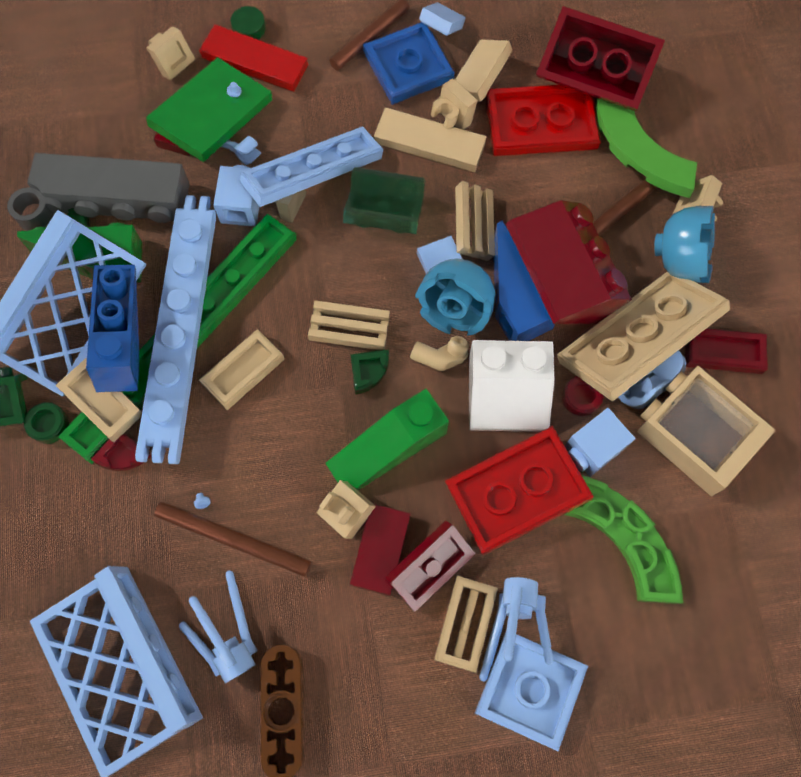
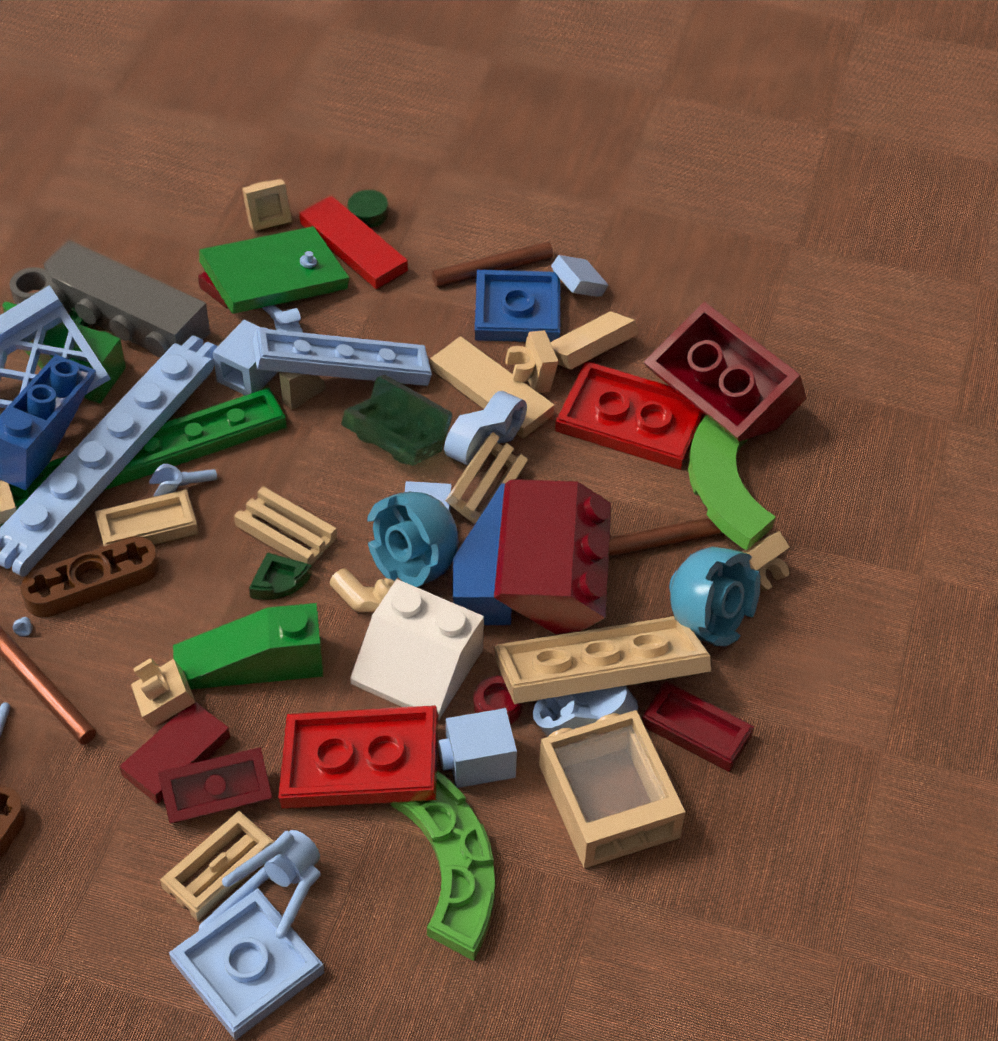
camera: 25 degrees right, 20 degrees down
(244, 324) = (171, 478): none -> light blue hand
(254, 419) = (80, 593): none -> reddish brown beam
(444, 183) = (501, 415): none -> light blue piece

